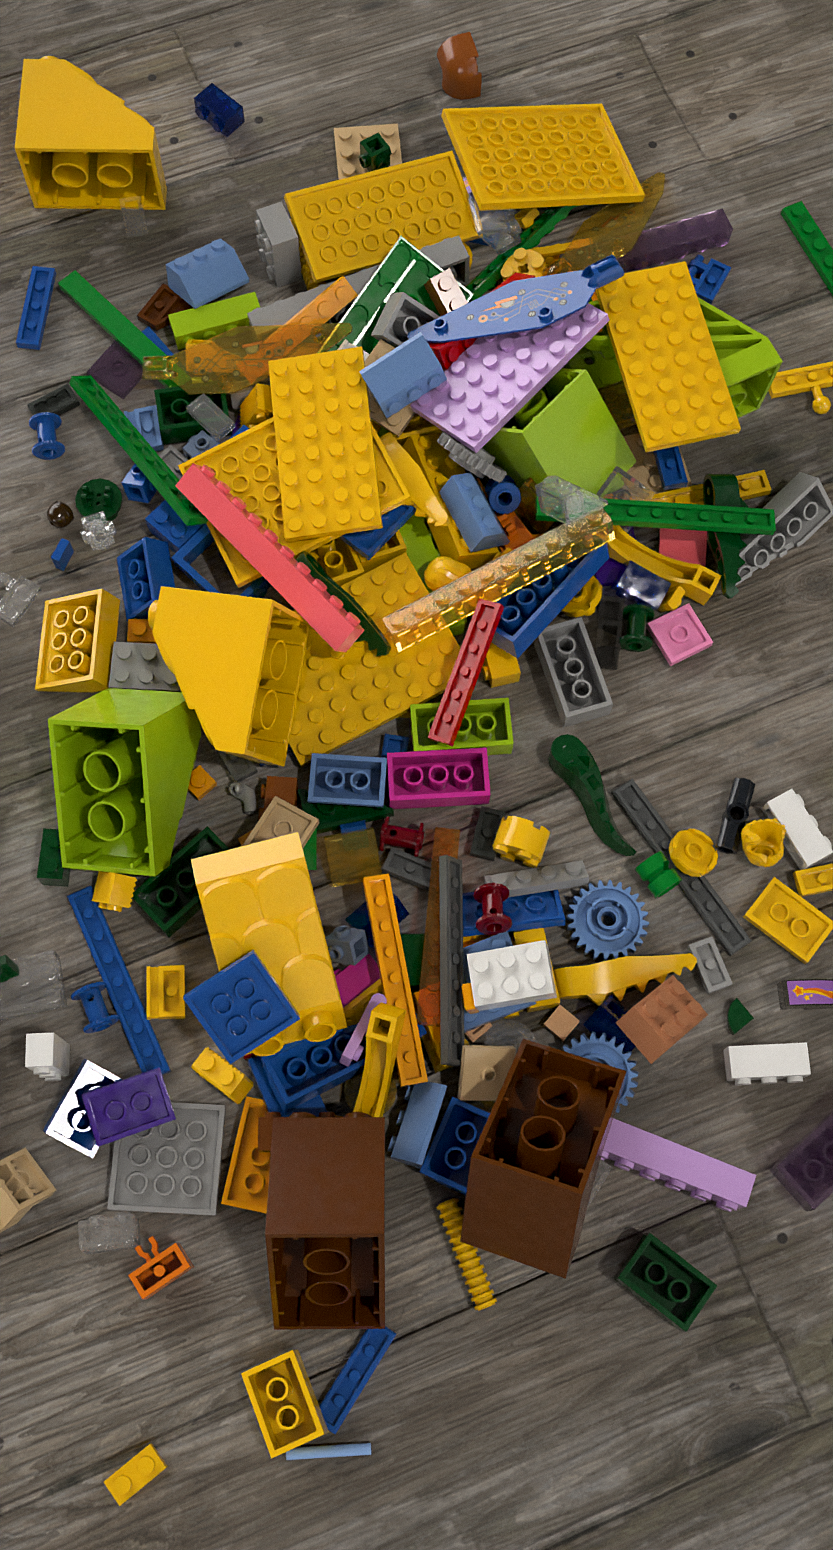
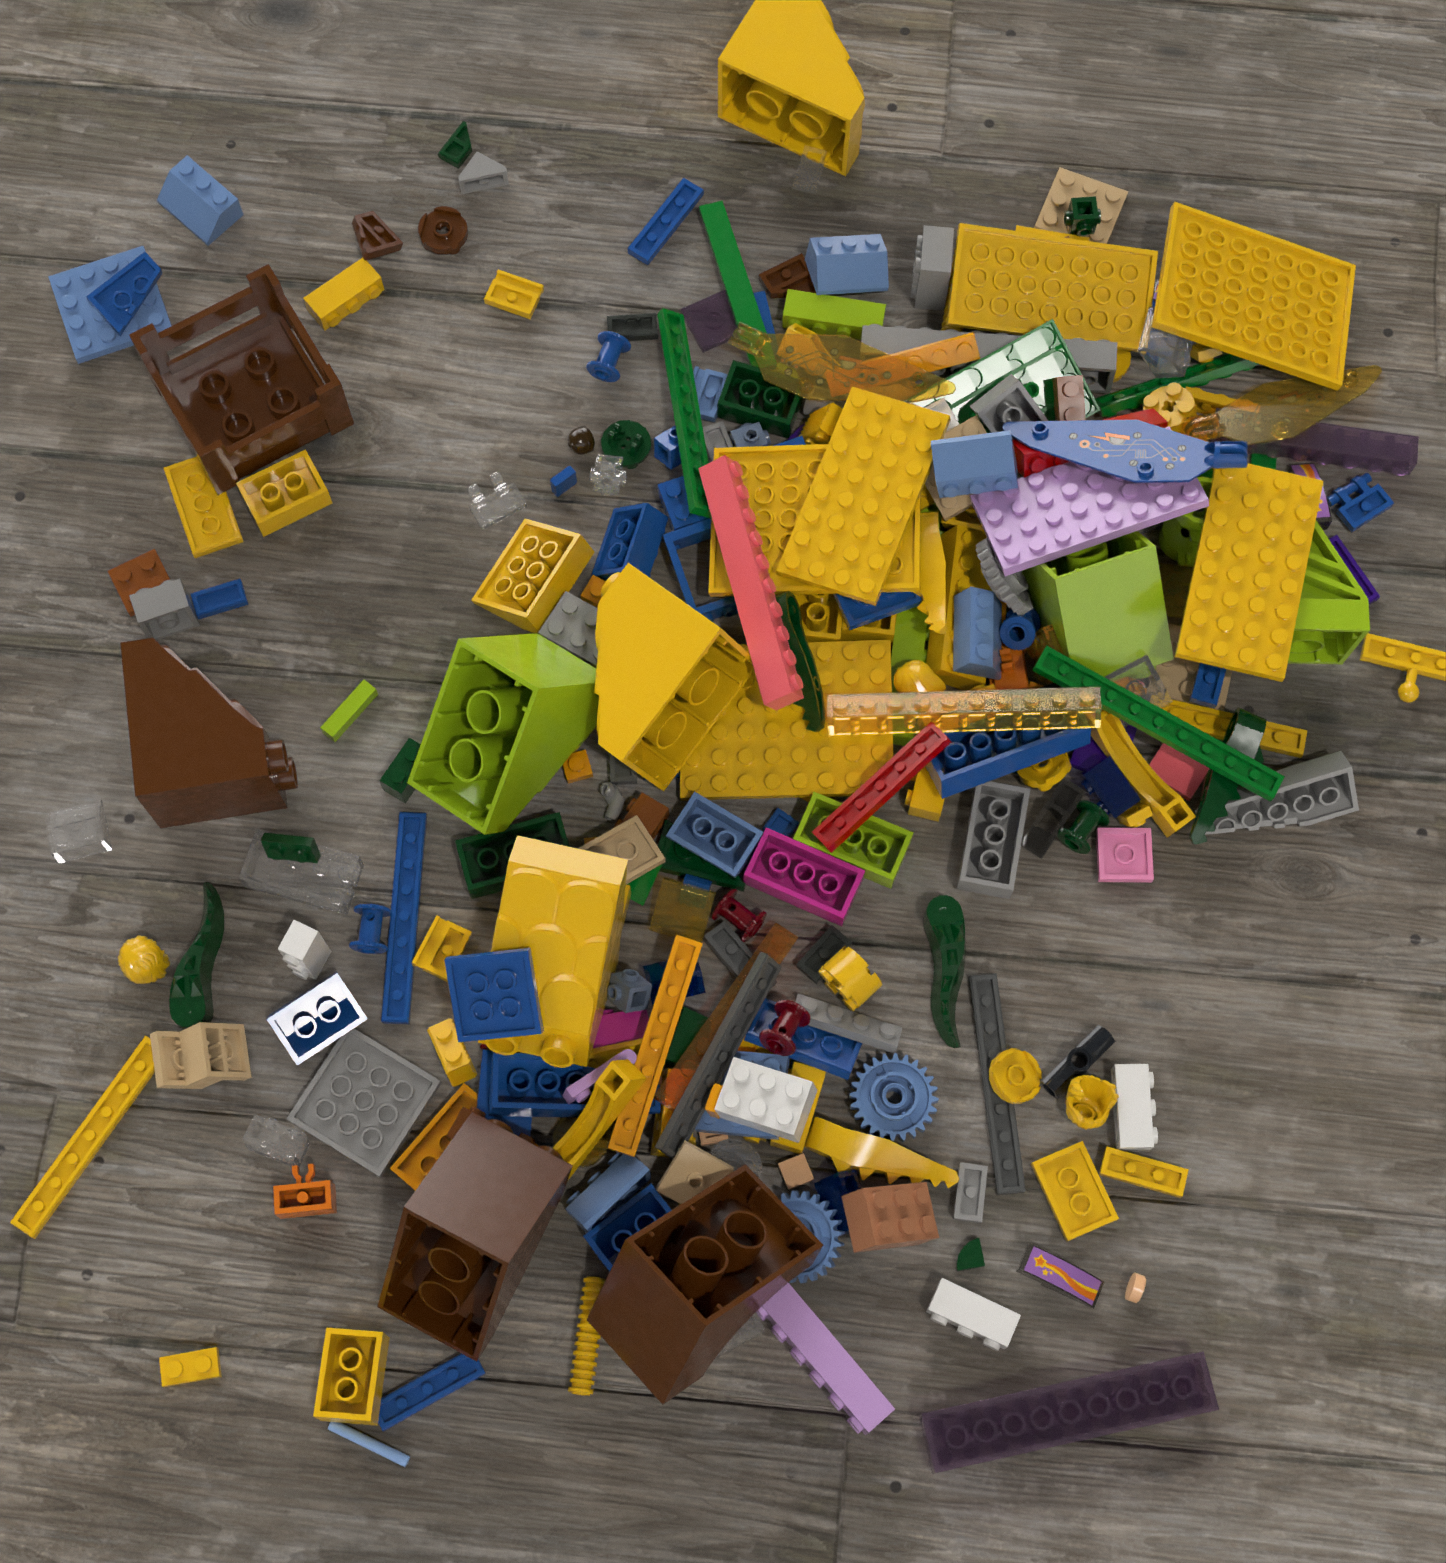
camera: 30 degrees right, 0 degrees up
(114, 891) = (442, 829): yellow brick -> none
(128, 1106) = (352, 1035): dark purple tile -> none
(210, 417) = (772, 413): clear tile -> none
(219, 110) = (951, 97): clear blue brick -> none
(460, 67) = (1223, 161): dark orange brick -> none
(566, 501) = (1069, 666): clear slope -> none
(658, 874) = (968, 1080): green wheel -> none
(665, 1282) = (757, 1462): dark green brick -> none

